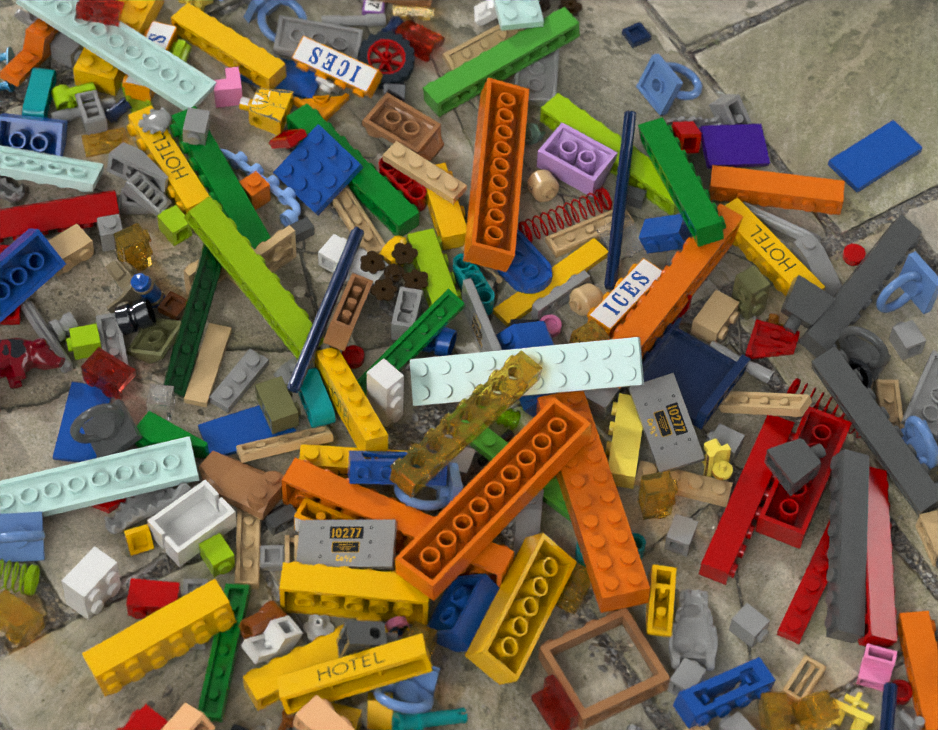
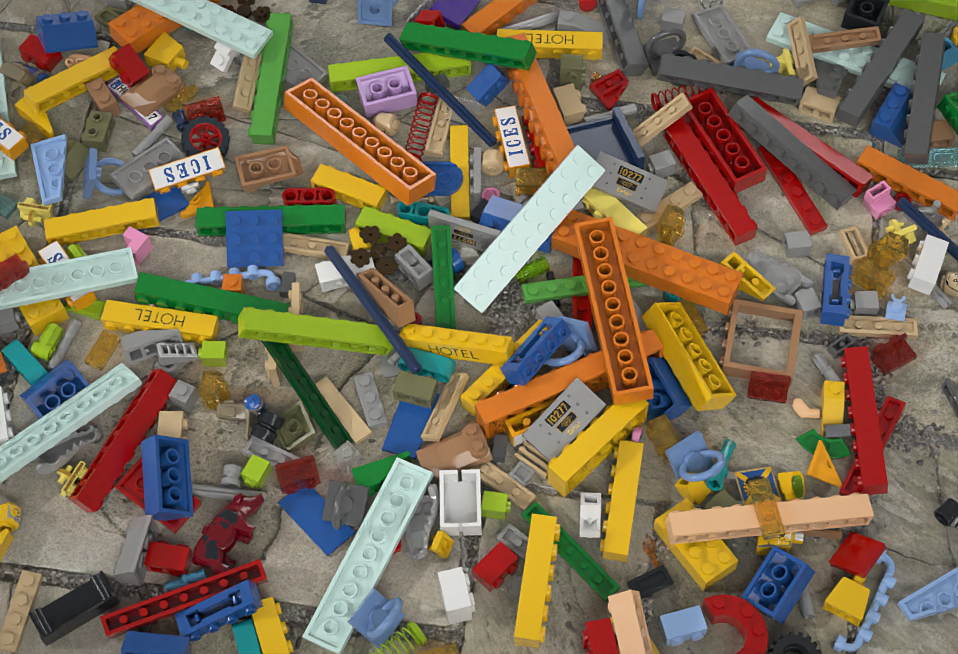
camera: 45 degrees left, 5 degrees up
(92, 123) = (84, 345): light grey slope -> none
(117, 110) = (86, 325): dark blue pin -> none
(155, 121) = (124, 305): light grey piece -> none
(172, 306) = (277, 398): reddish brown plate -> none
(196, 126) = (161, 282): light grey brick -> none
(259, 621) = (569, 508): dark orange piece -> none
(268, 109) = (175, 234): yellow torso -> none
(287, 138) = (213, 238): red plate -> none
(317, 626) = (596, 483): white plant -> none
(355, 673) = (665, 481): yellow brick -> none
(361, 636) = (647, 456): dark grey torso -> none
(386, 392) = (469, 314): white brick -> none
(396, 90) = (233, 151): black plate -> none
(414, 479) = (554, 346): clear yellow brick -> none
(424, 172) = (318, 179): tan plate -> none
(681, 534) = (704, 233): light grey brick -> none
(717, 460) = (675, 177): light yellow hips -> none
(794, 463) = (719, 136): dark grey torso -> none
(804, 304) = (608, 50): dark grey torso -> none

